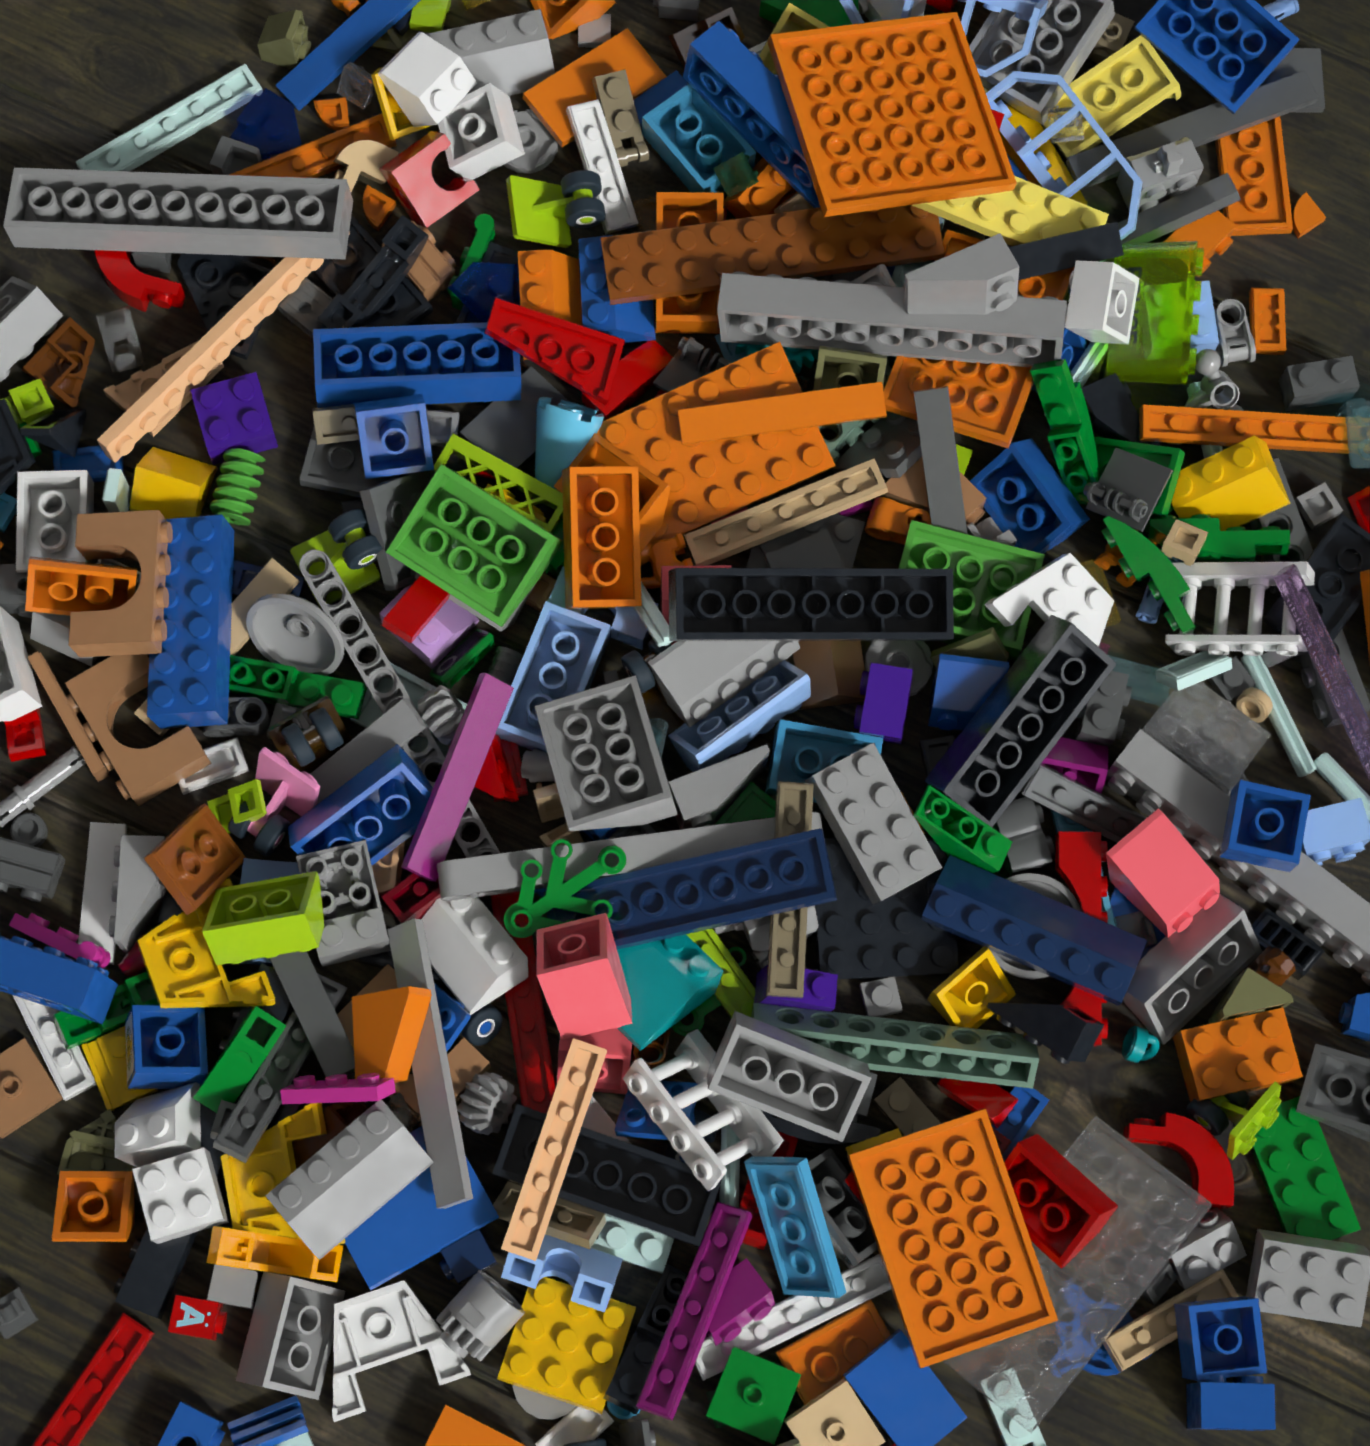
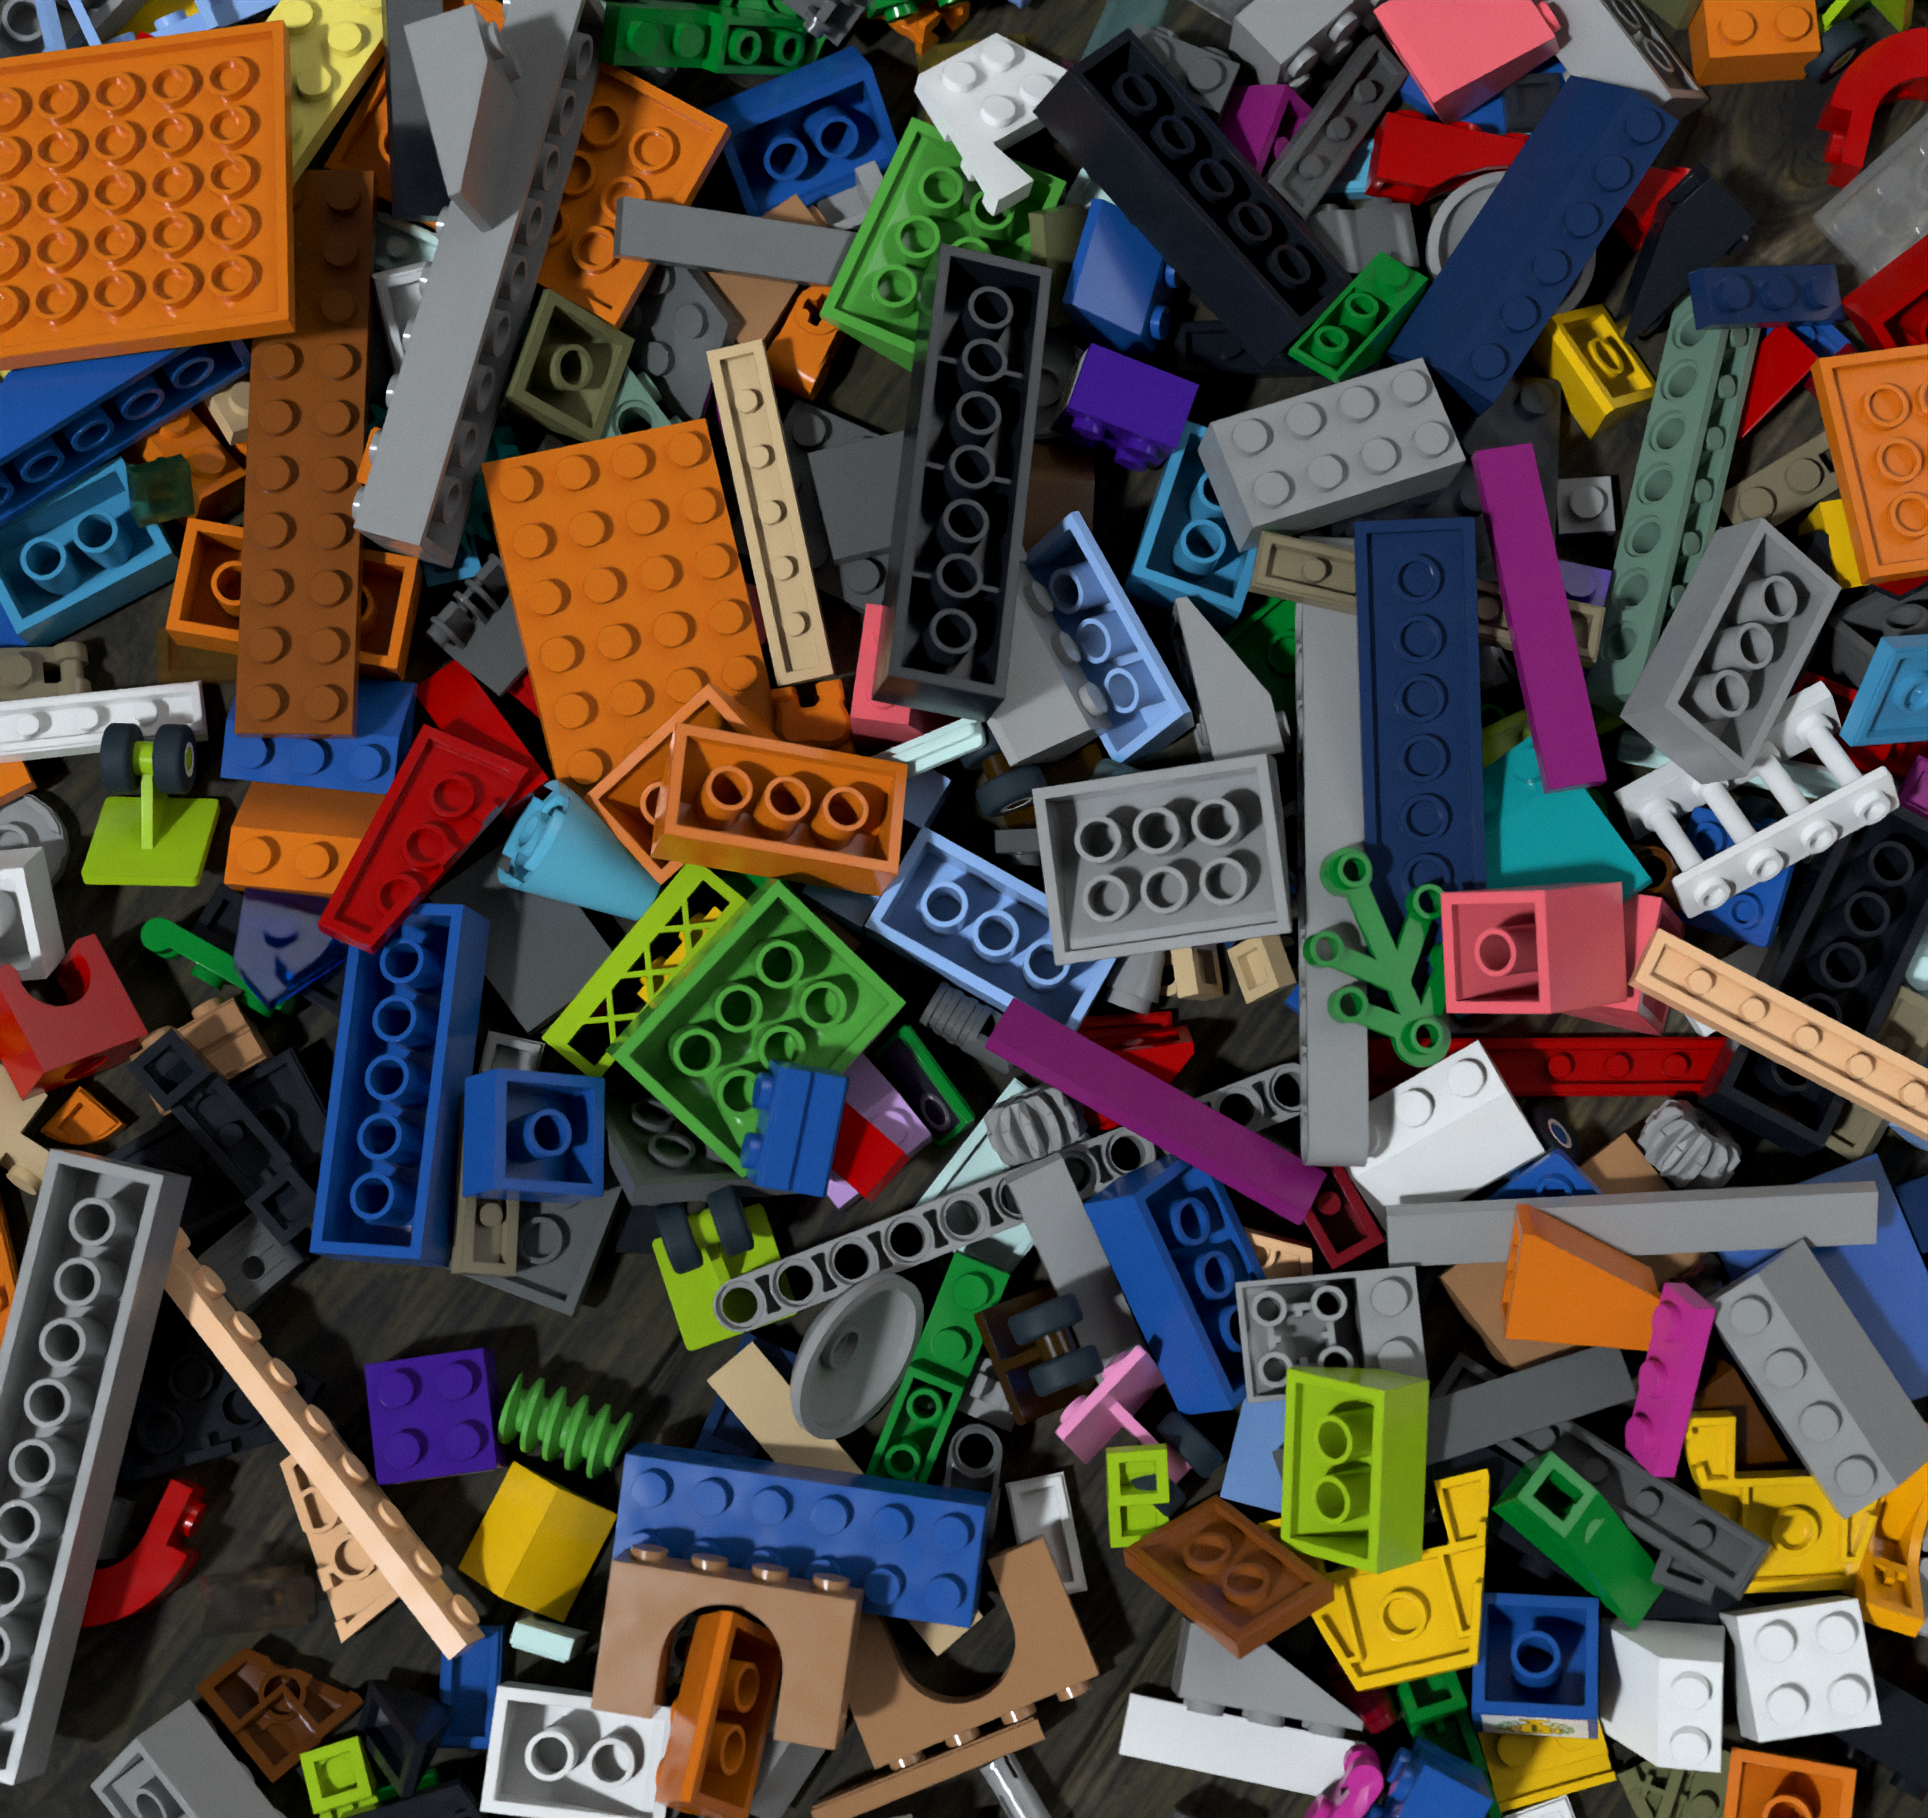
camera: 75 degrees left, 5 degrees up
(416, 572) = (795, 1127): none -> blue brick
(782, 413) = (608, 481): orange tile -> none
(786, 953) = (1538, 618): none -> magenta tile
(1026, 1080) = (1765, 296): none -> dark blue plate
(1135, 1045) = (1708, 134): teal tile -> none

